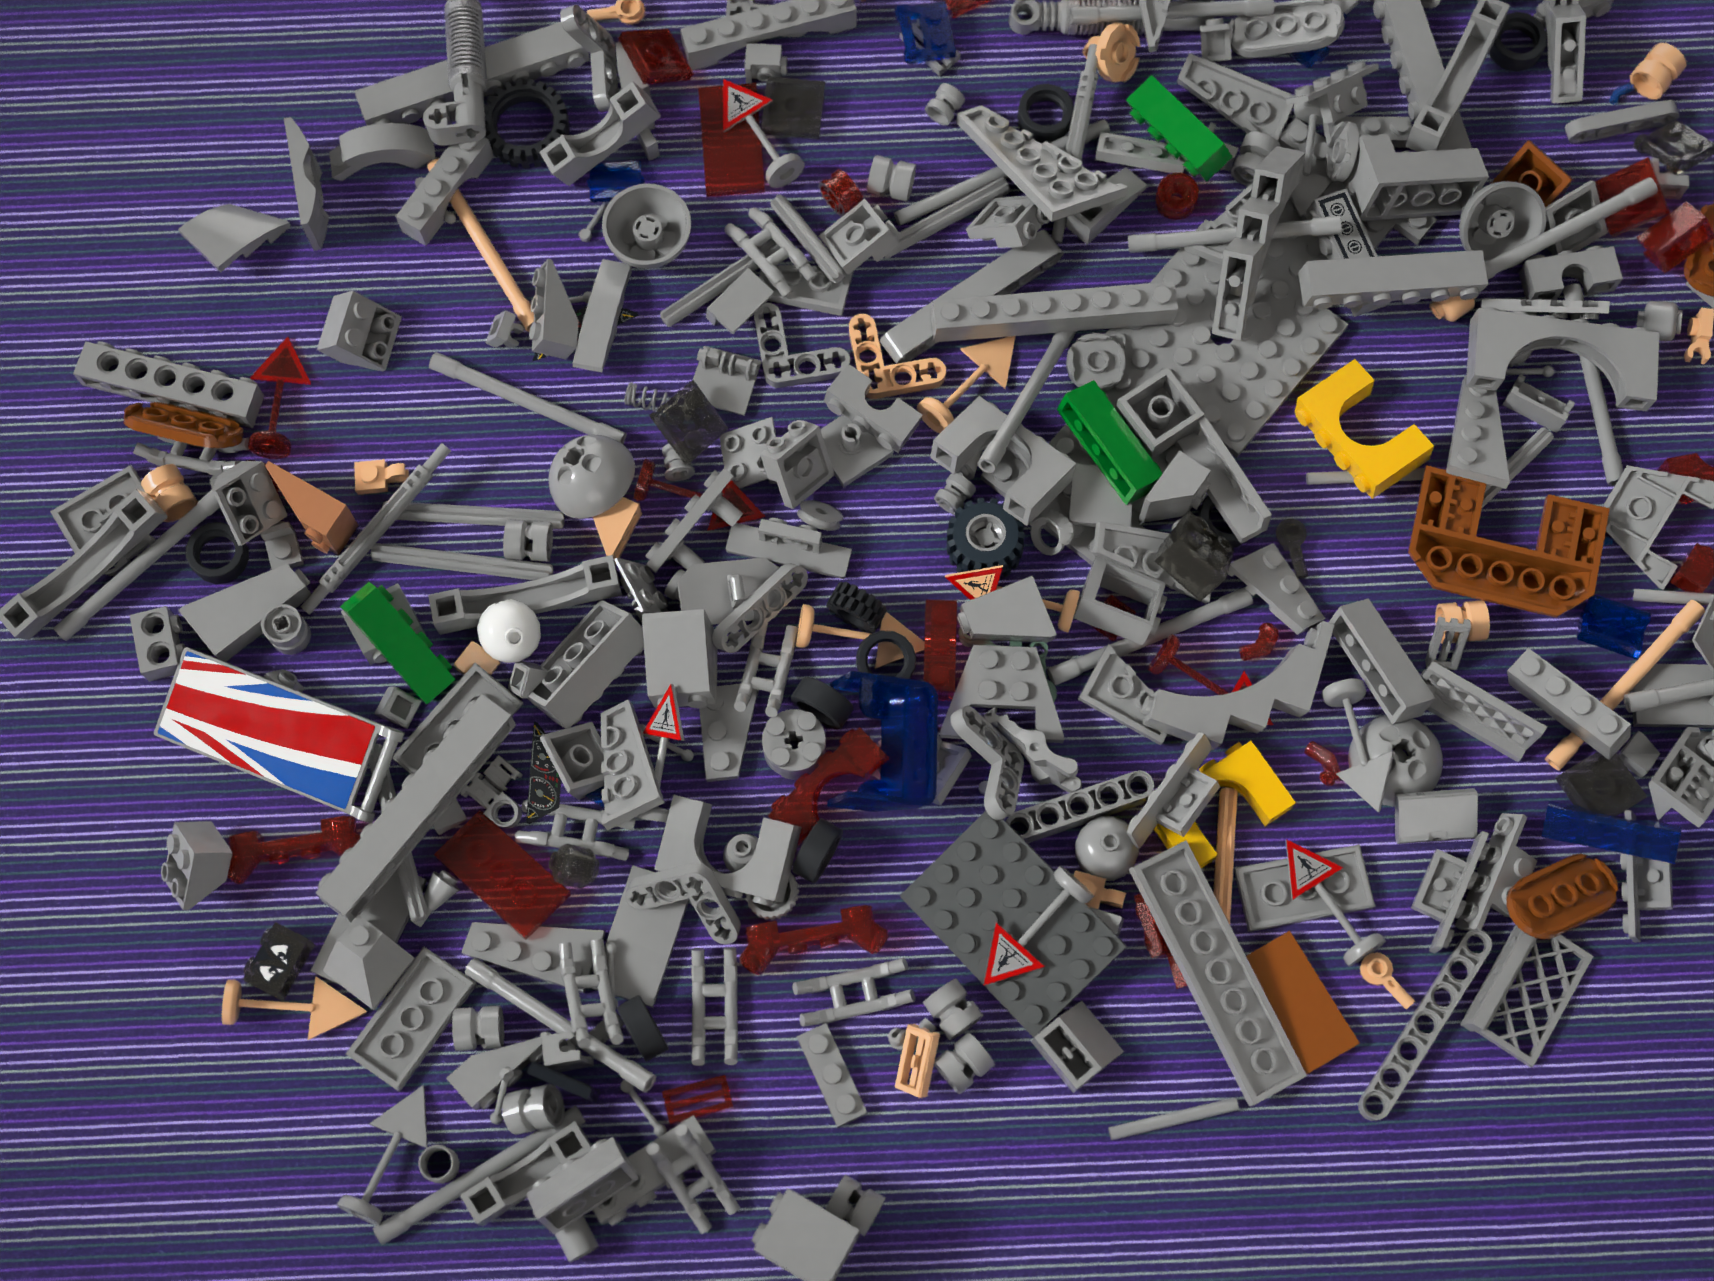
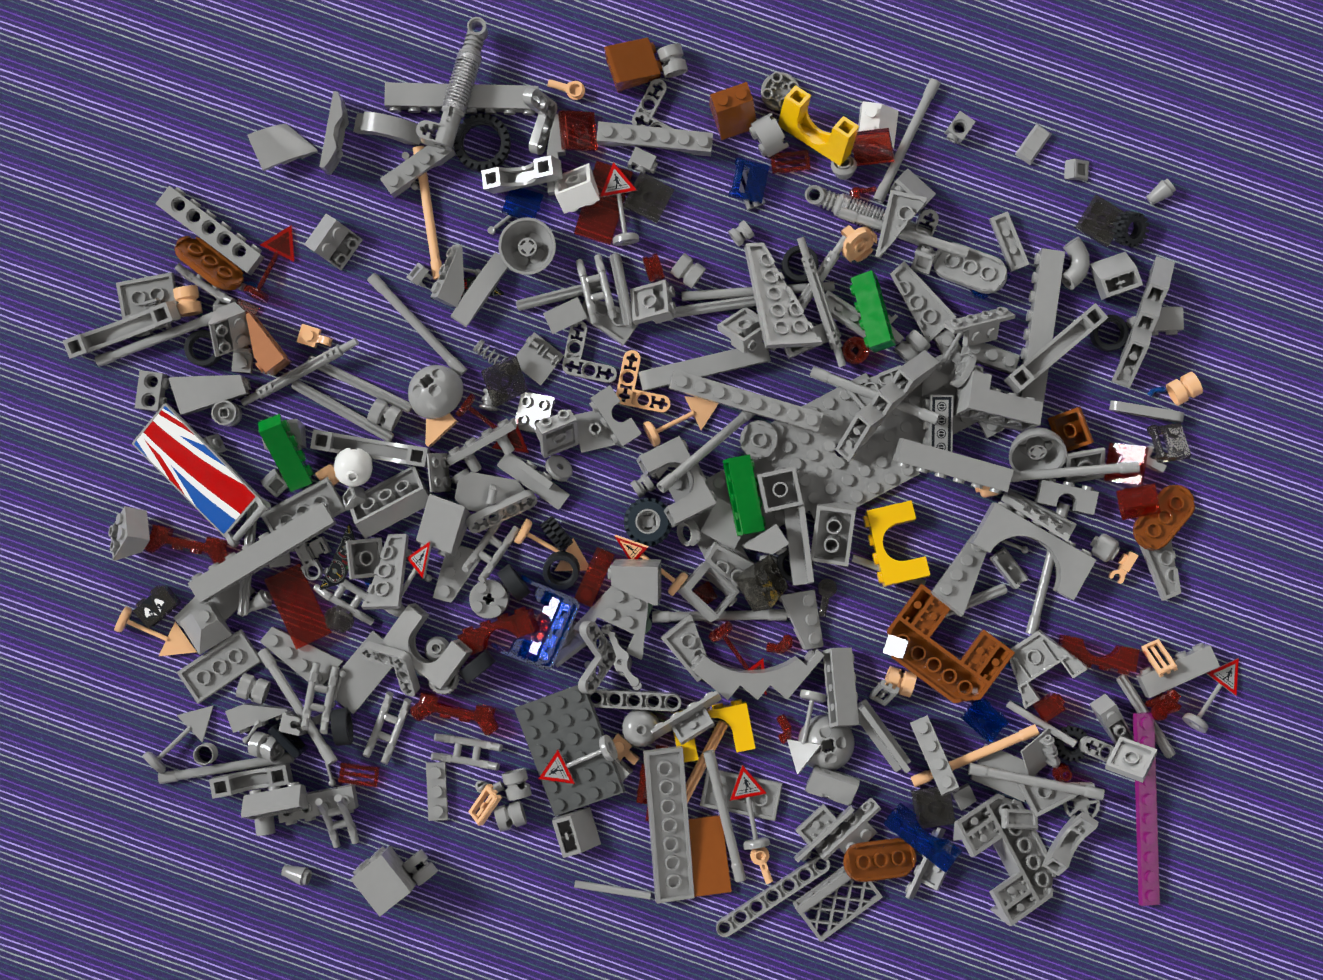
camera: 20 degrees right, 15 degrees up
(687, 130) = (576, 189): none -> white slope
(1100, 142) = (821, 302): none -> light grey axle
(1267, 444) = (833, 533): none -> light grey slope
(1347, 996) = (736, 864): none -> light grey piece
(1434, 565) = (895, 646): none -> slope

